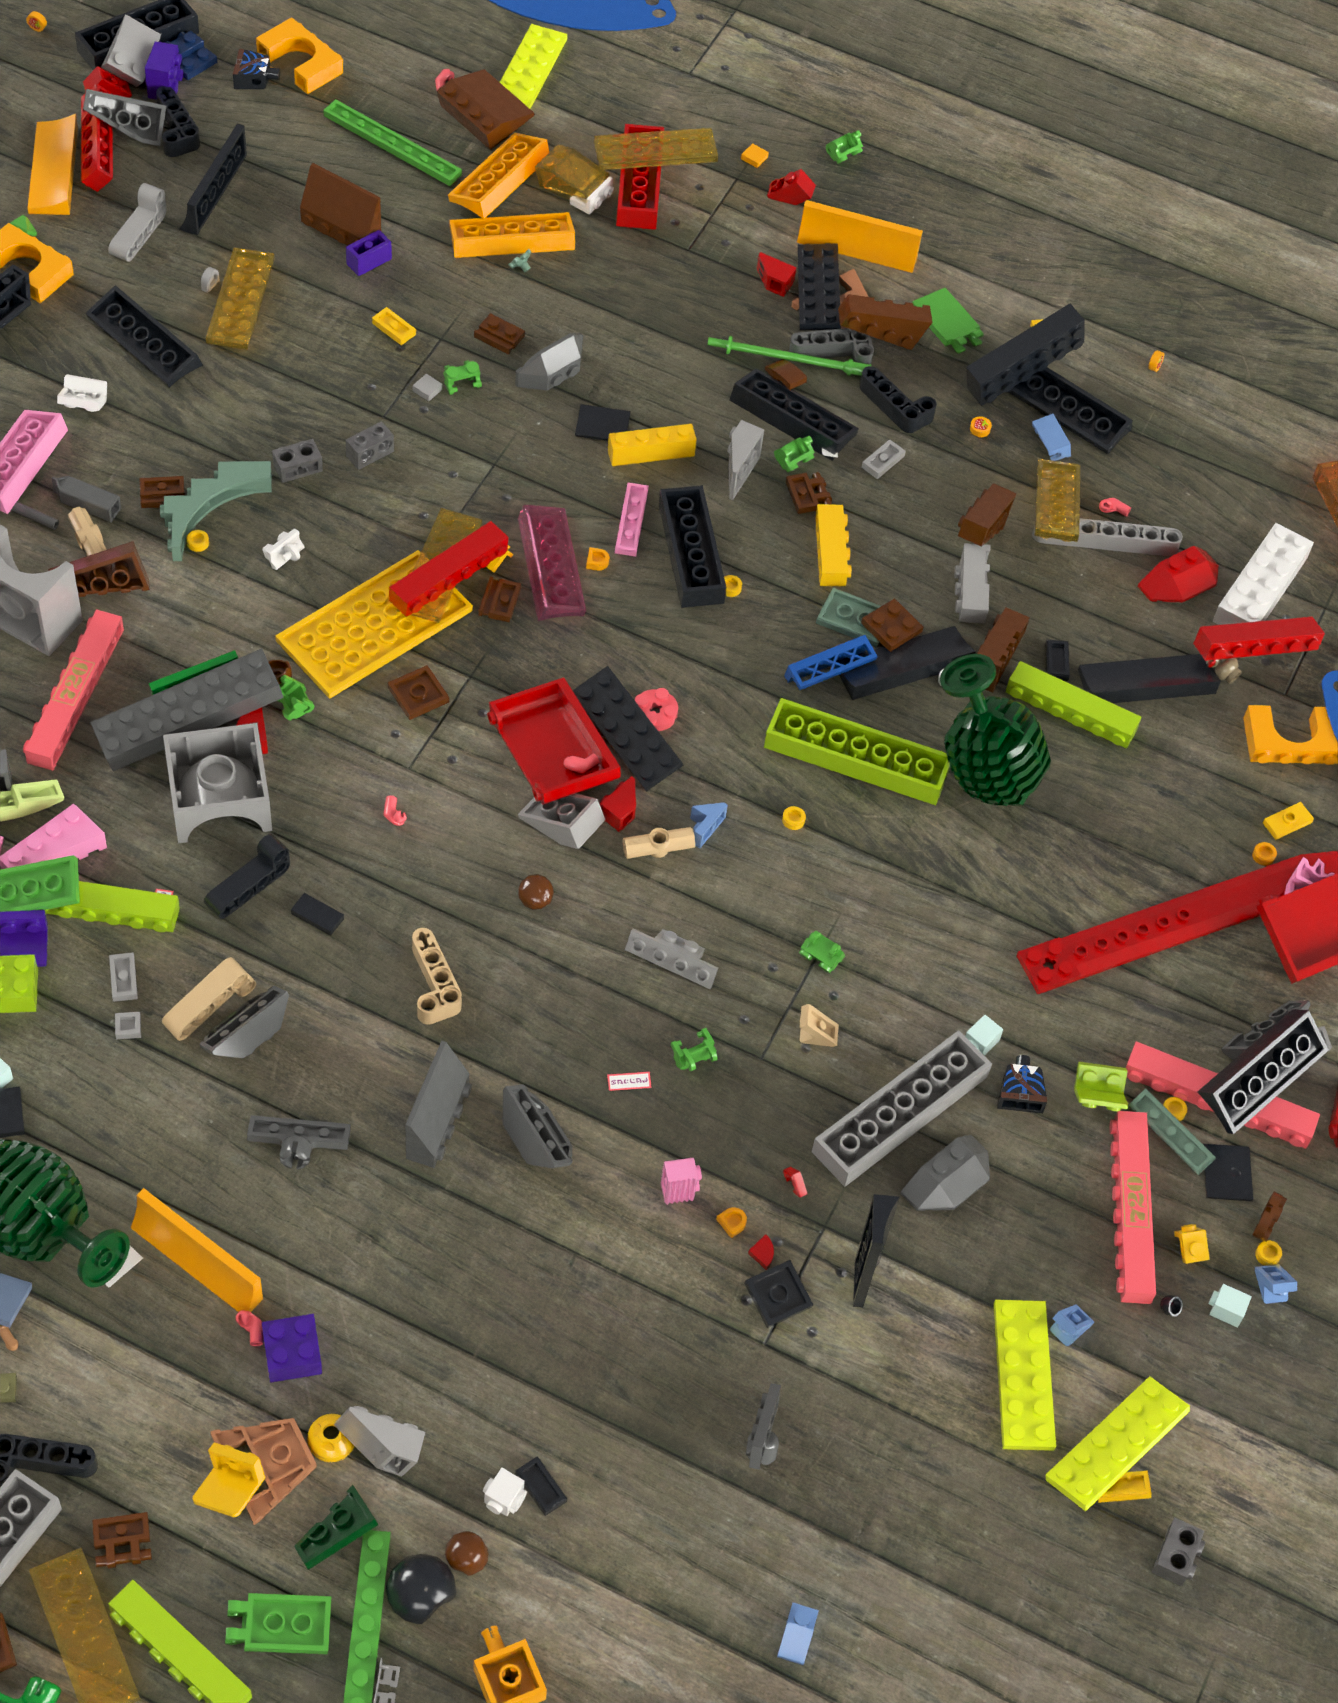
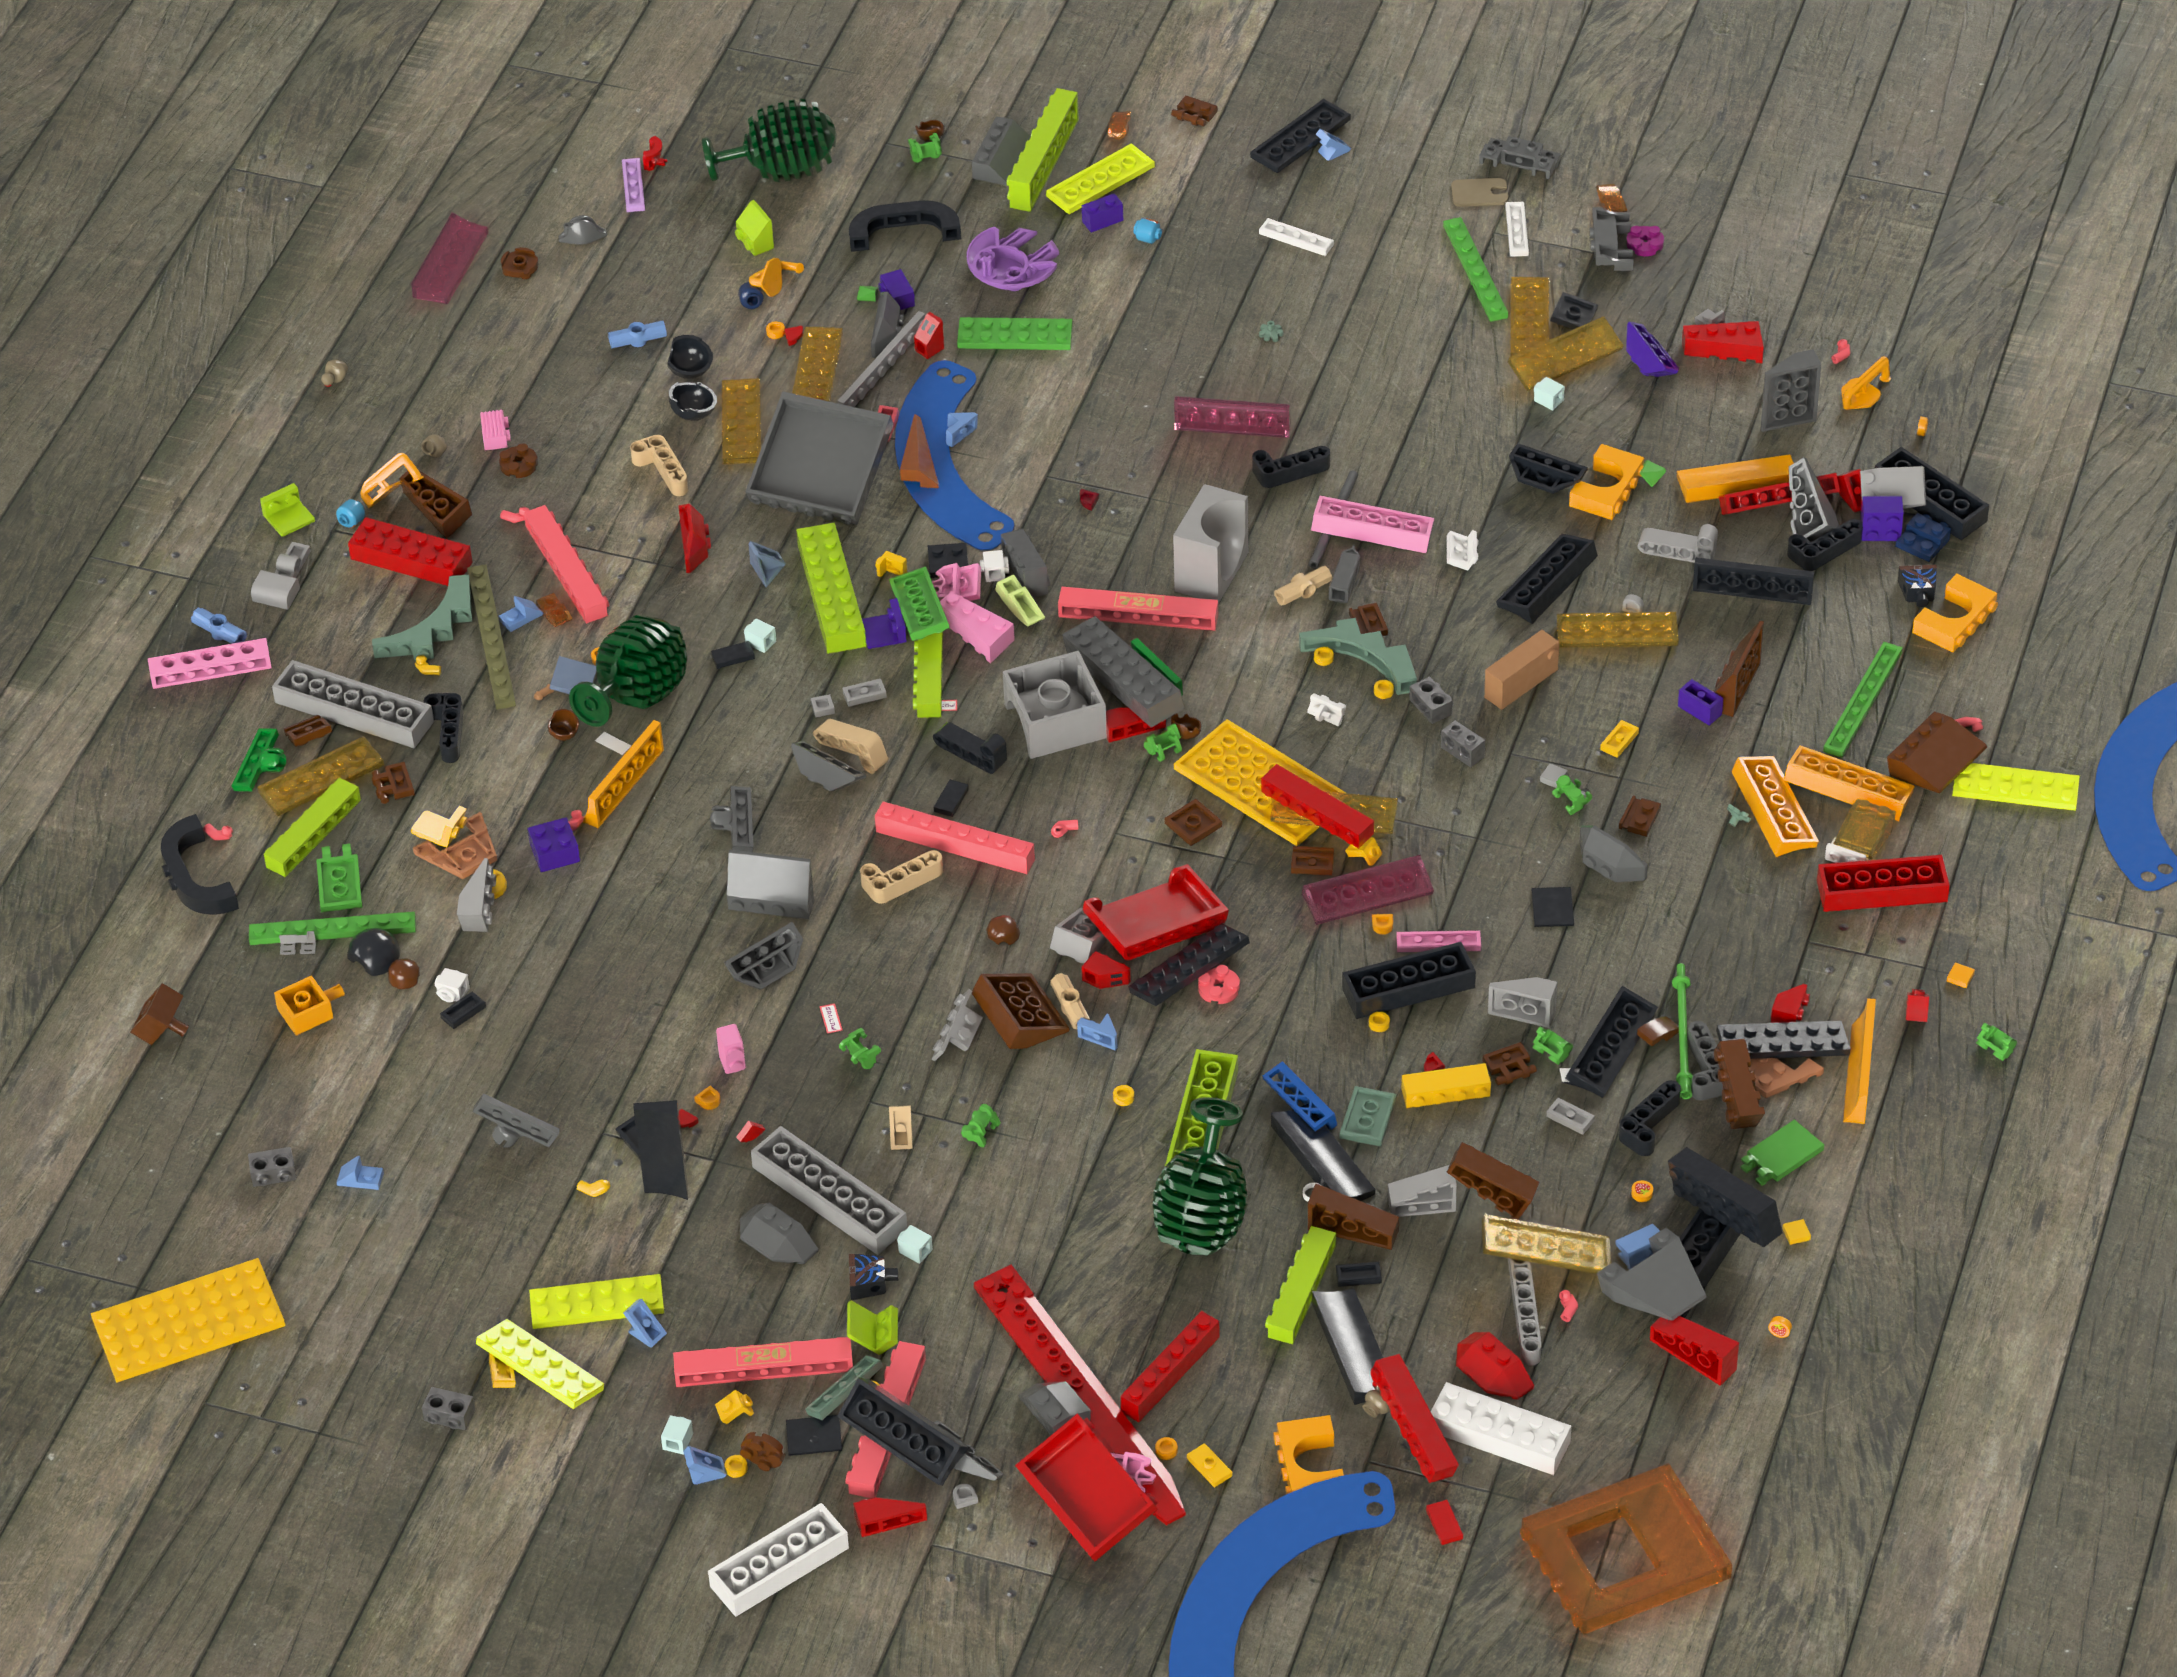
camera: 90 degrees right, 10 degrees down
(83, 1315) = (563, 724): none -> reddish brown hair
(110, 571) = (1259, 597): reddish brown wedge -> none
(263, 499) = (1383, 689): none -> yellow tile
(285, 375) = (1521, 669): none -> medium nougat brick
(341, 1527) = (412, 897): dark green wing -> none
(388, 916) = (955, 837): none -> coral brick
(581, 765) = (1129, 927): coral arm -> none
(651, 444) = (1528, 938): yellow brick -> none
(655, 148) = (1911, 880): clear yellow plate -> none
(661, 892) = (1018, 1009): none -> reddish brown slope
(796, 554) = (1433, 1063): none -> red tile
(857, 1358) = (594, 1189): none -> yellow arm
(892, 625) = (1358, 1138): reddish brown plate -> none
(1115, 423) = (1659, 1284): none -> dark grey wedge
(1170, 830) = (1170, 1366): none -> red brick
(1171, 1305) = (671, 1399): black hinge -> none
(1180, 419) = (1697, 1347): none -> red wedge
(1217, 937) = (1054, 1404): none -> dark grey wedge

